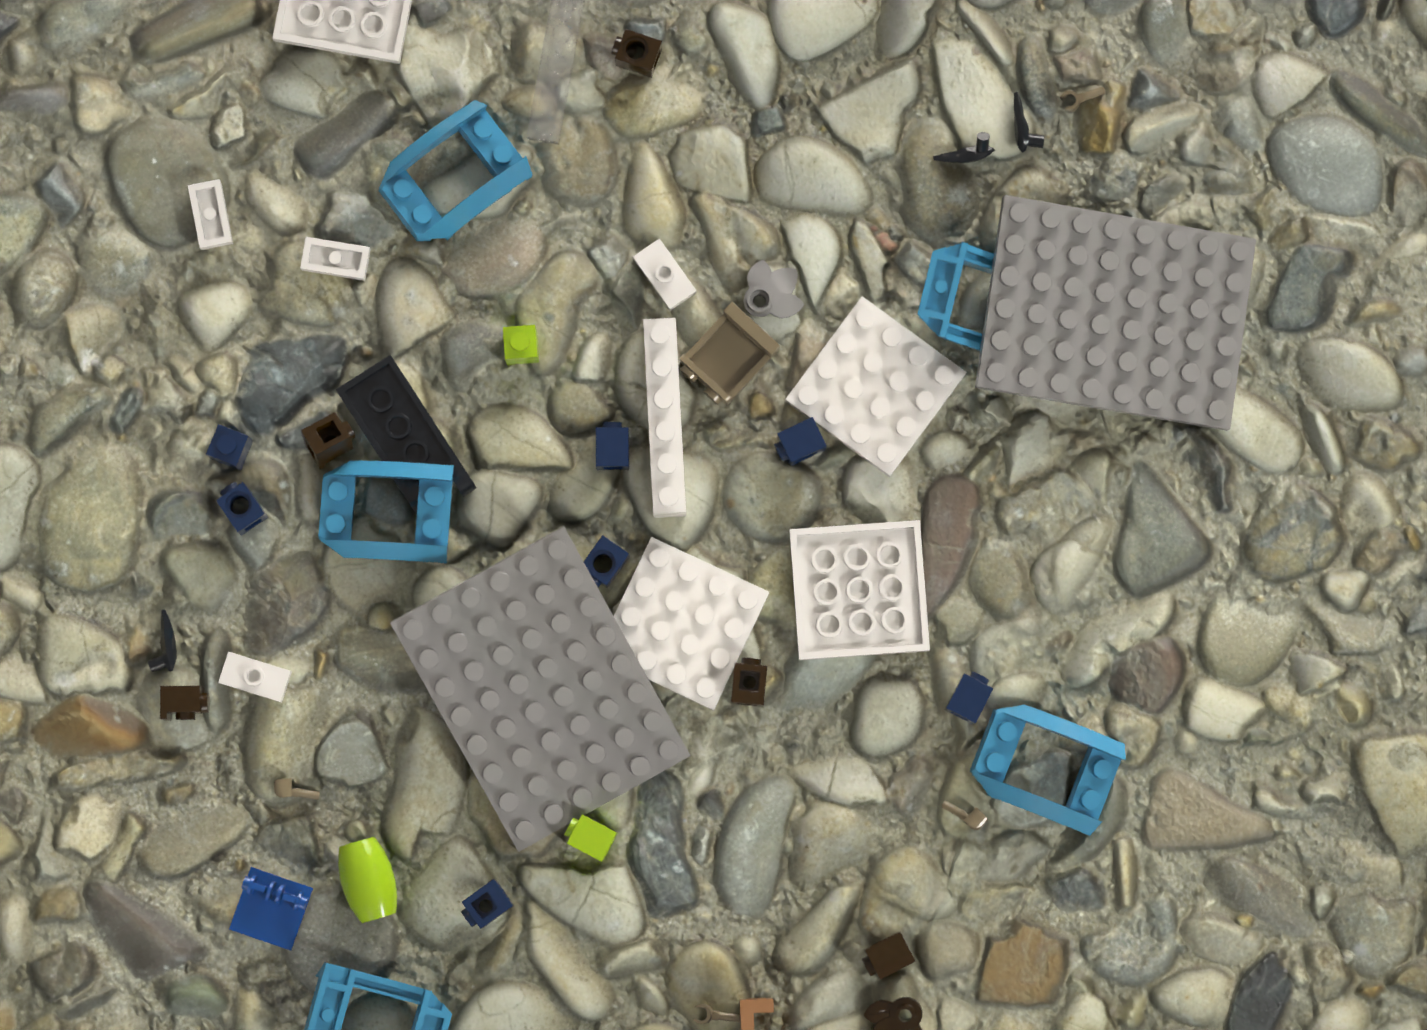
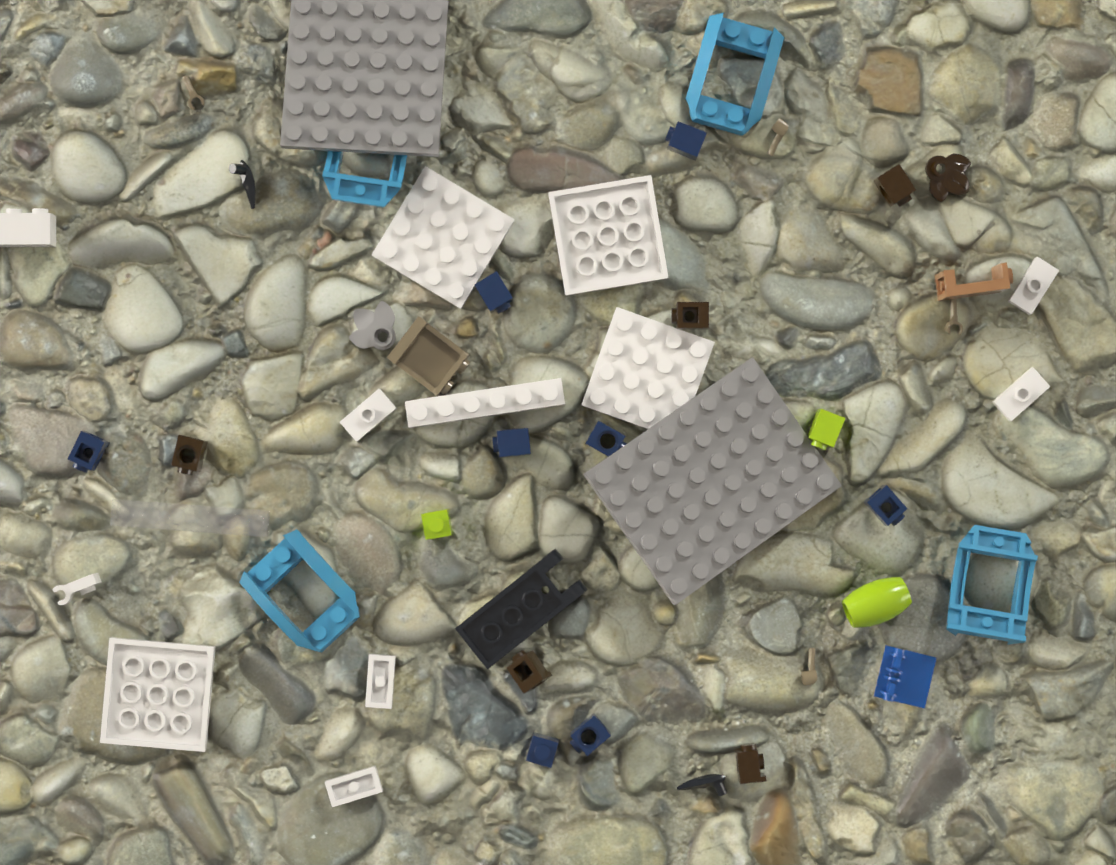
camera: 95 degrees left, 5 degrees up
(255, 677) = (723, 709): white plate -> none
(432, 511) = (575, 581): dark azure wedge -> none
(1021, 126) = (223, 139): black bar -> none

